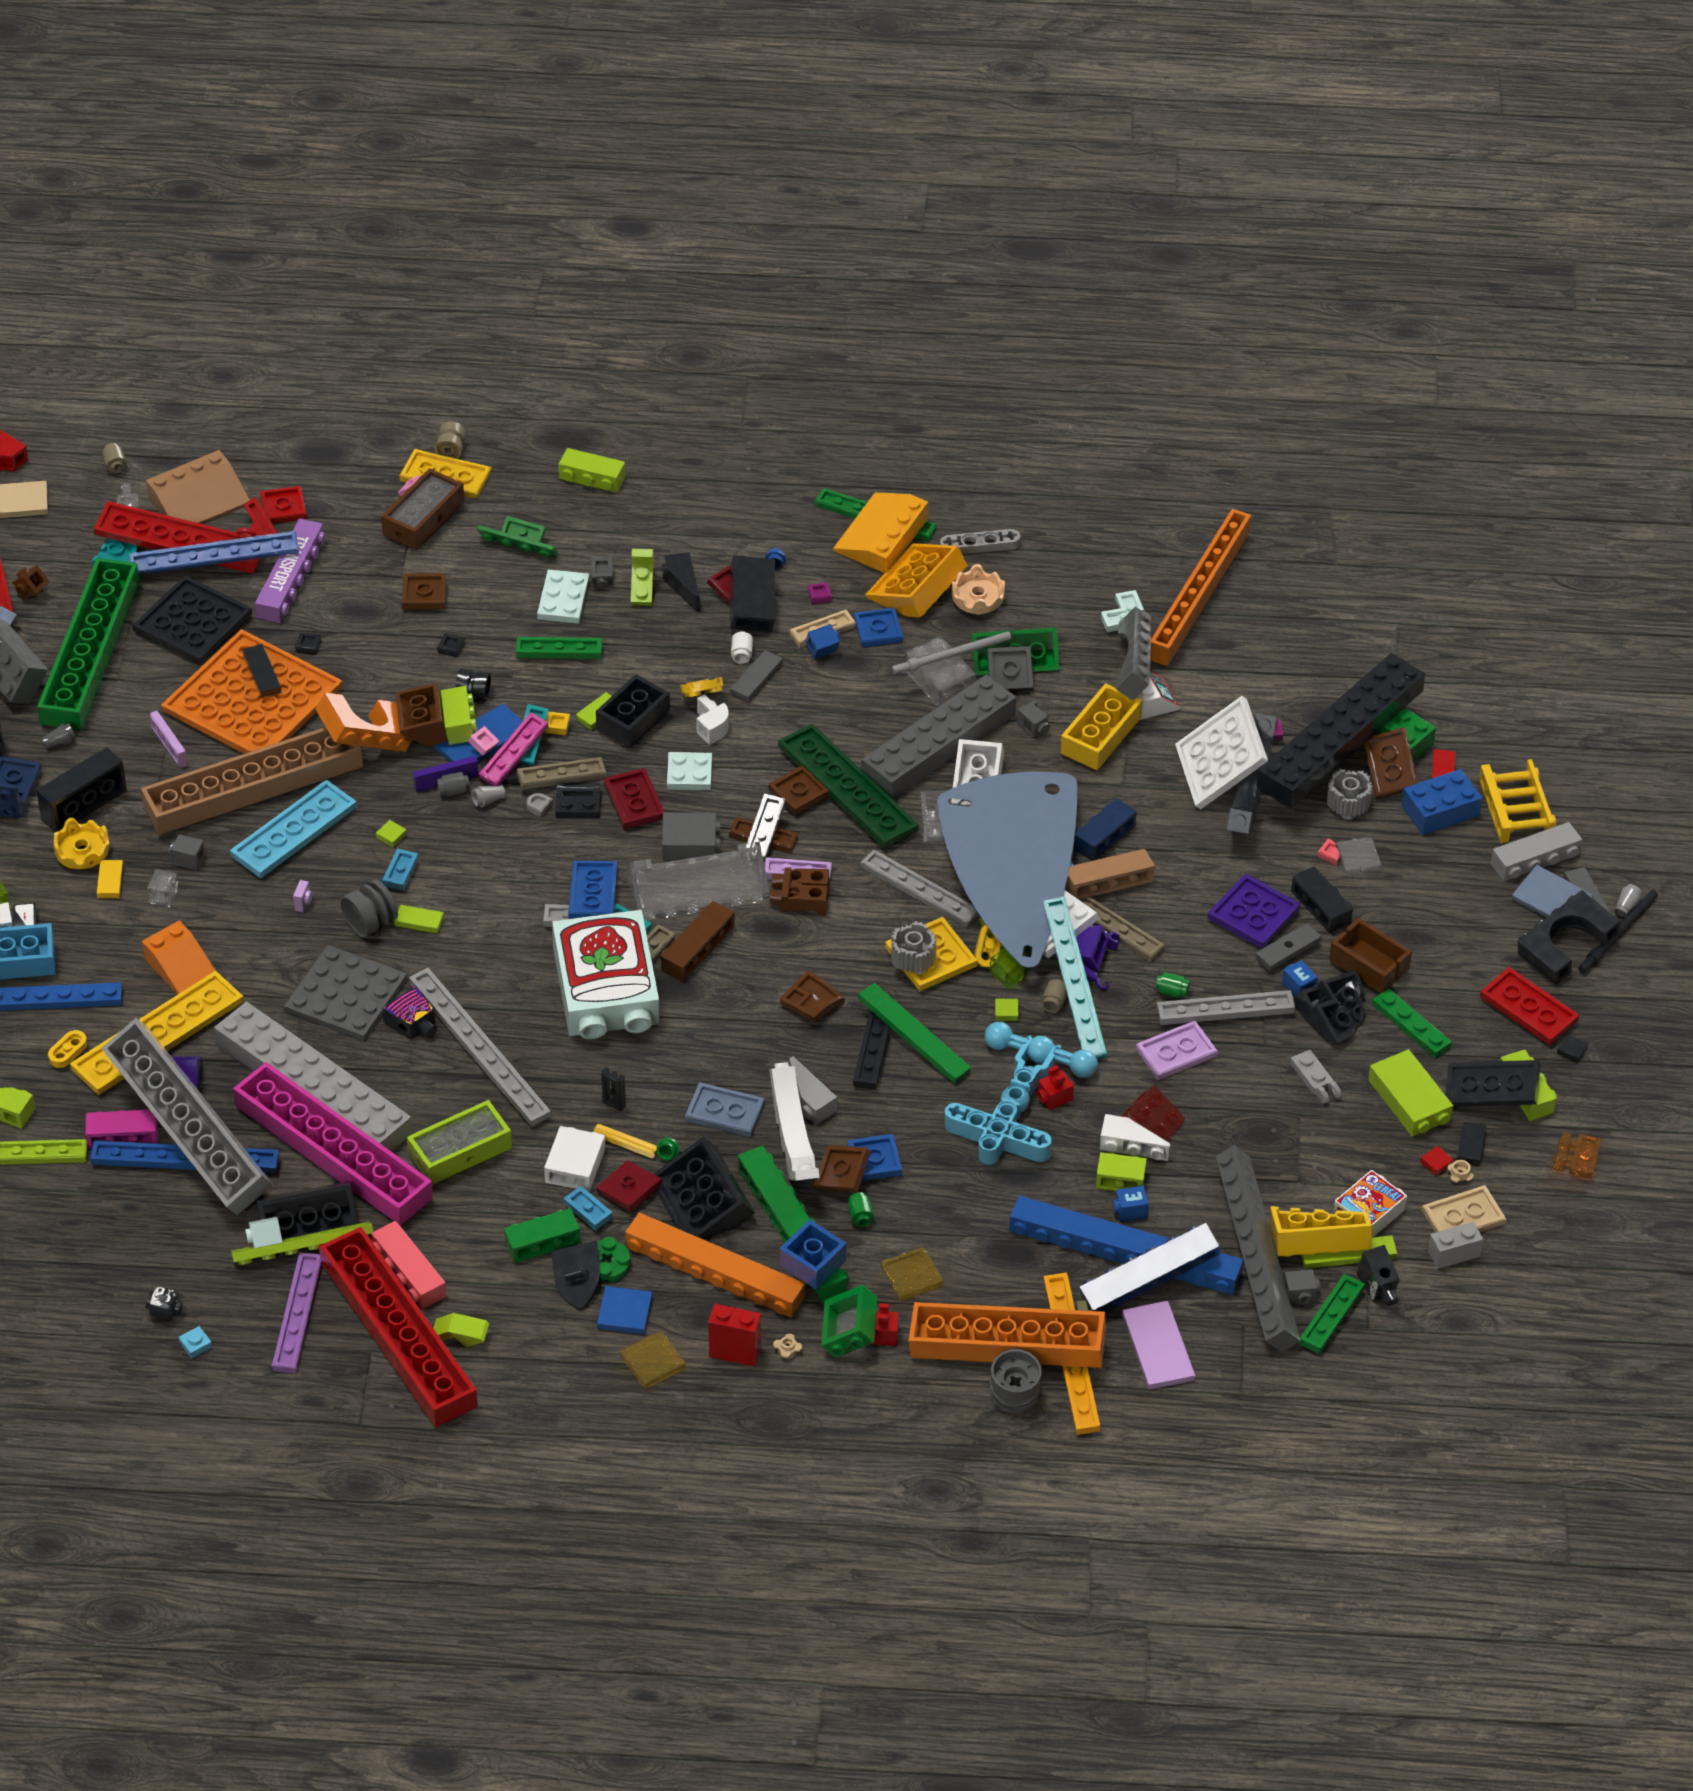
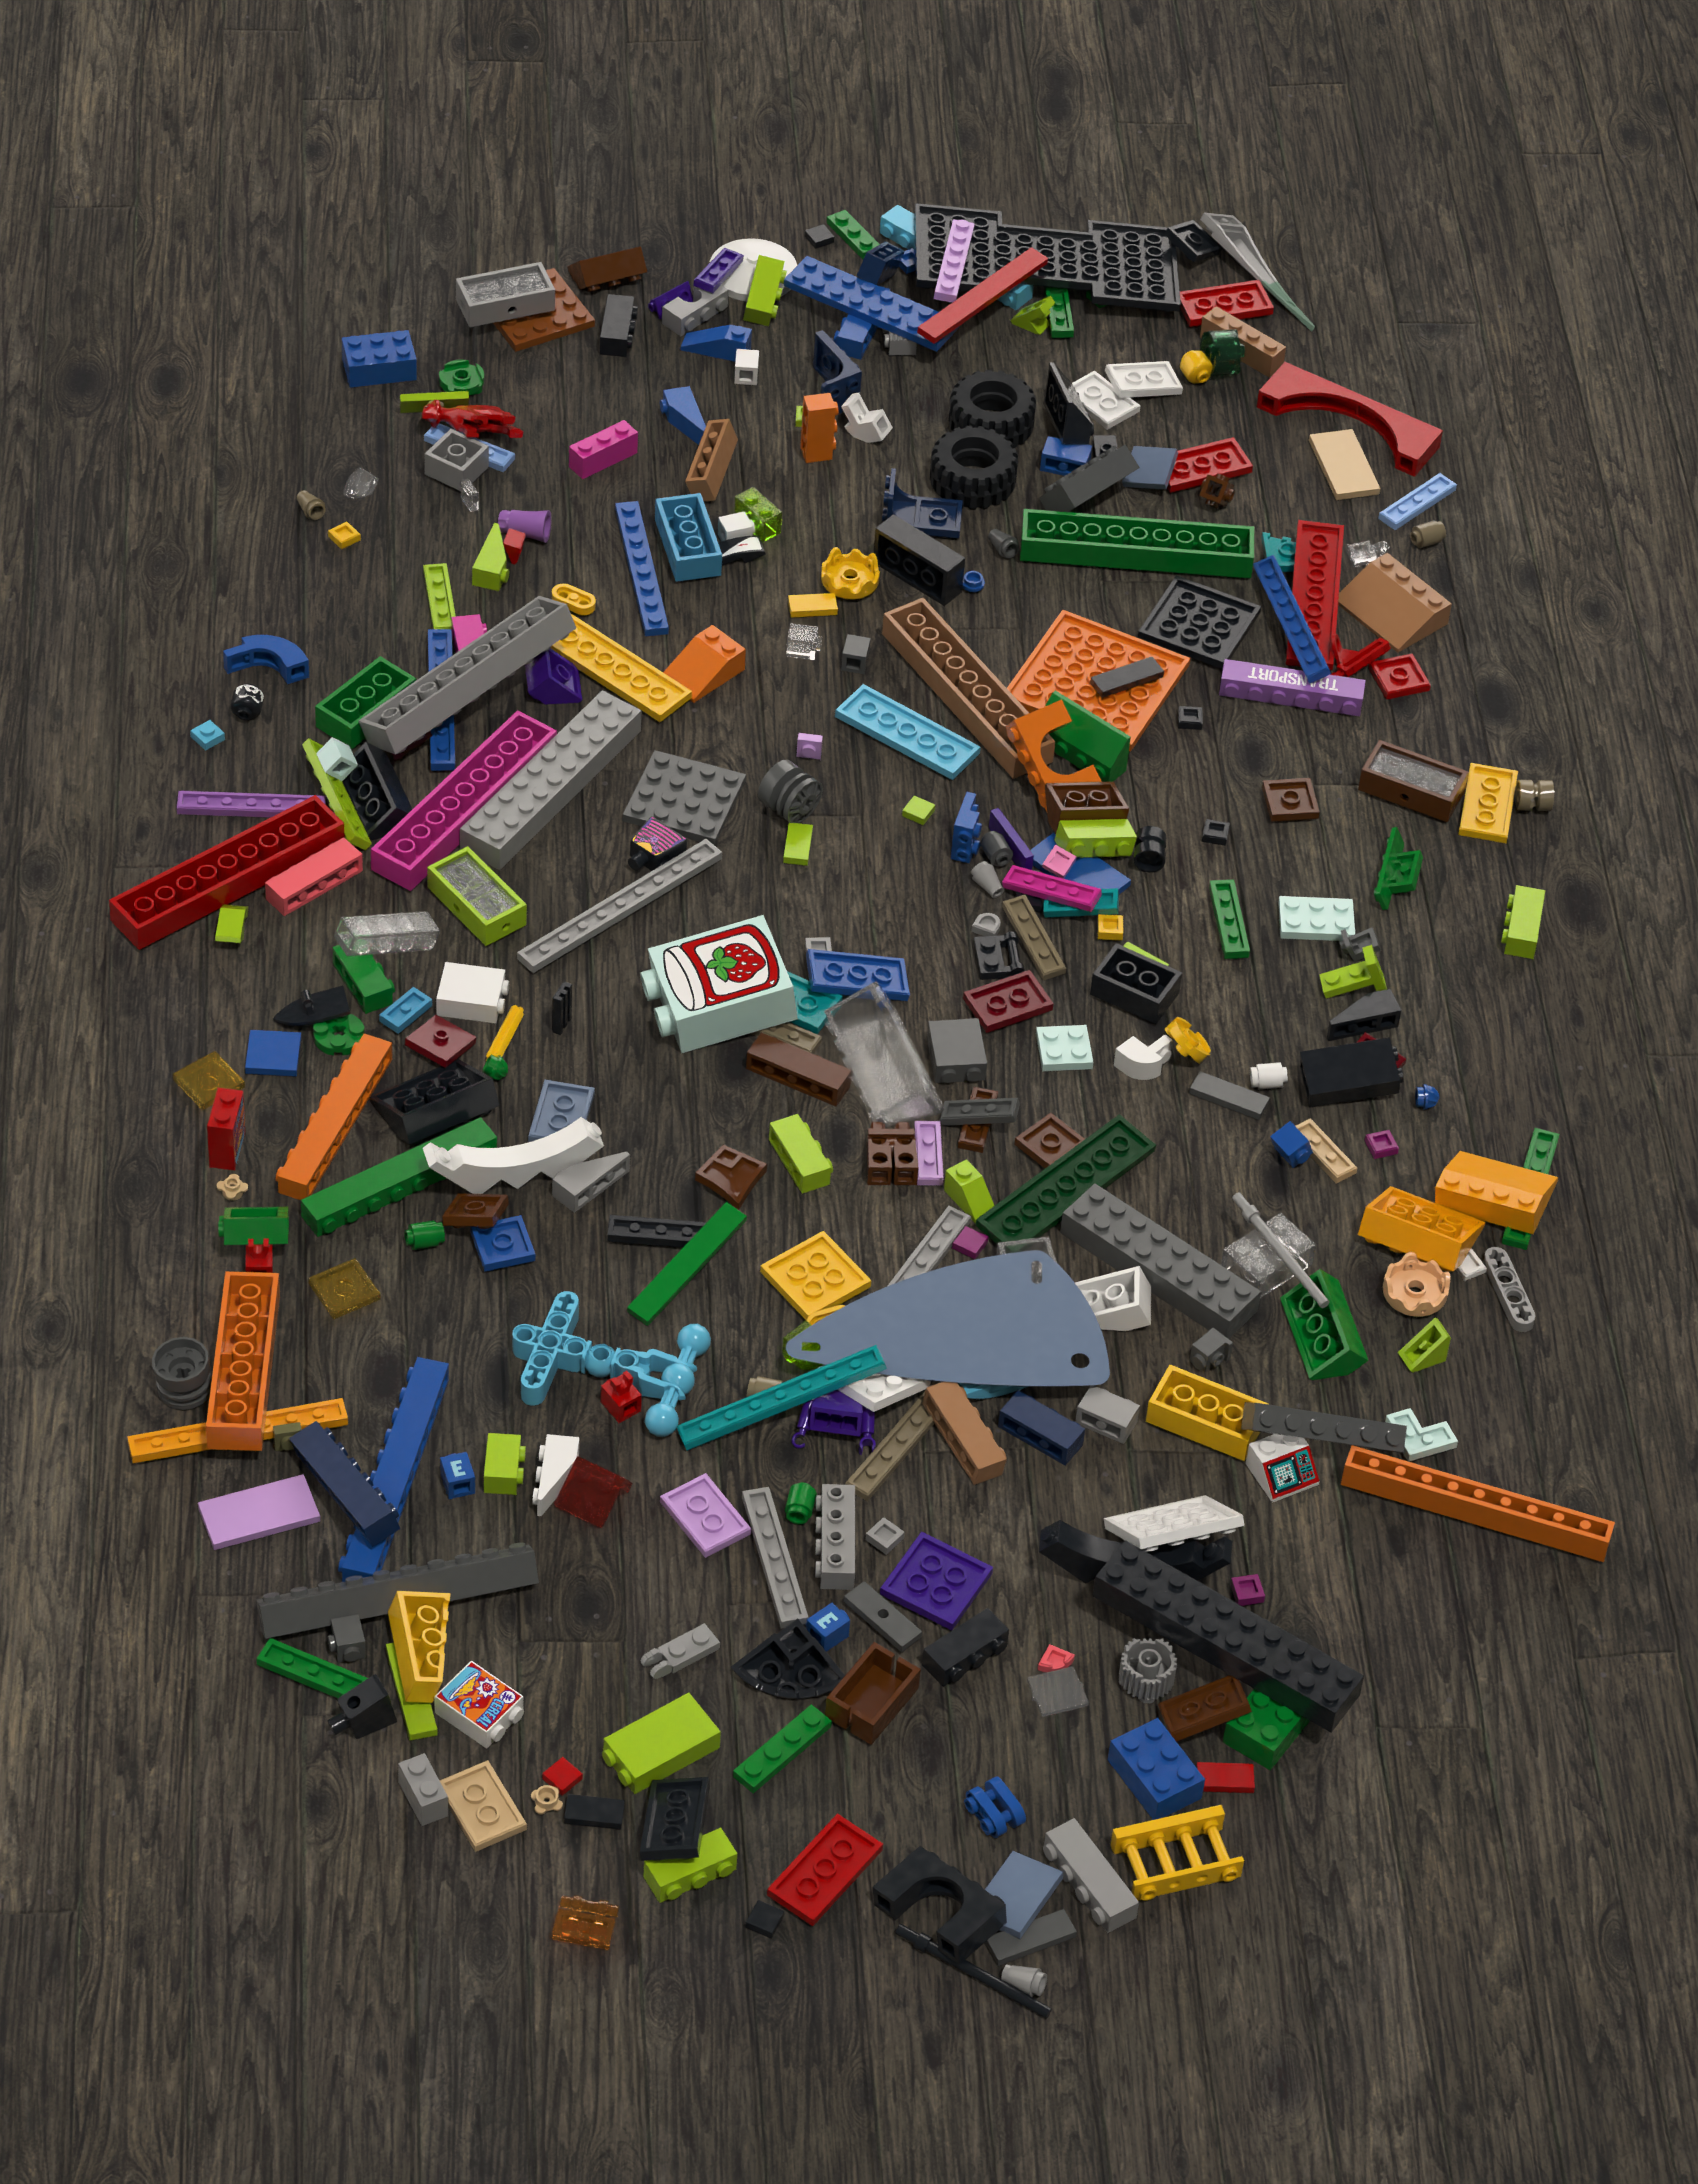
camera: 80 degrees right, 0 degrees up
(64, 461) = (1417, 501): none -> light blue tile
(97, 1278) = (270, 652): none -> blue arch
(168, 739) = (1015, 622): lavender tile -> none
(187, 1209) = (357, 697): none -> green brick
(354, 687) = (1091, 741): none -> green slope
(400, 869) = (863, 820): dark azure plate -> none
(435, 795) = (966, 830): none -> blue plate
(506, 1205) = (387, 933): none -> clear brick
(794, 949) = (800, 1153): none -> lime brick
(812, 1254) = (329, 1176): blue brick -> none
(847, 846) = (968, 1189): none -> lime slope
(878, 627) = (1337, 1201): blue tile -> none
(901, 853) = (970, 1242): none -> magenta tile
(913, 948) = (802, 1245): light grey brick -> none
(1006, 1009) = (743, 1352): lime tile -> none
(1011, 667) = (1286, 1321): dark grey plate -> none
(1040, 593) = (1427, 1347): none -> lime slope
(1095, 788) = (1107, 1414): none -> light grey brick
(1207, 937) = (885, 1535): none -> light grey plate
(1213, 965) = (837, 1537): none -> light grey brick
(1474, 898) = (995, 1807): none -> blue brick

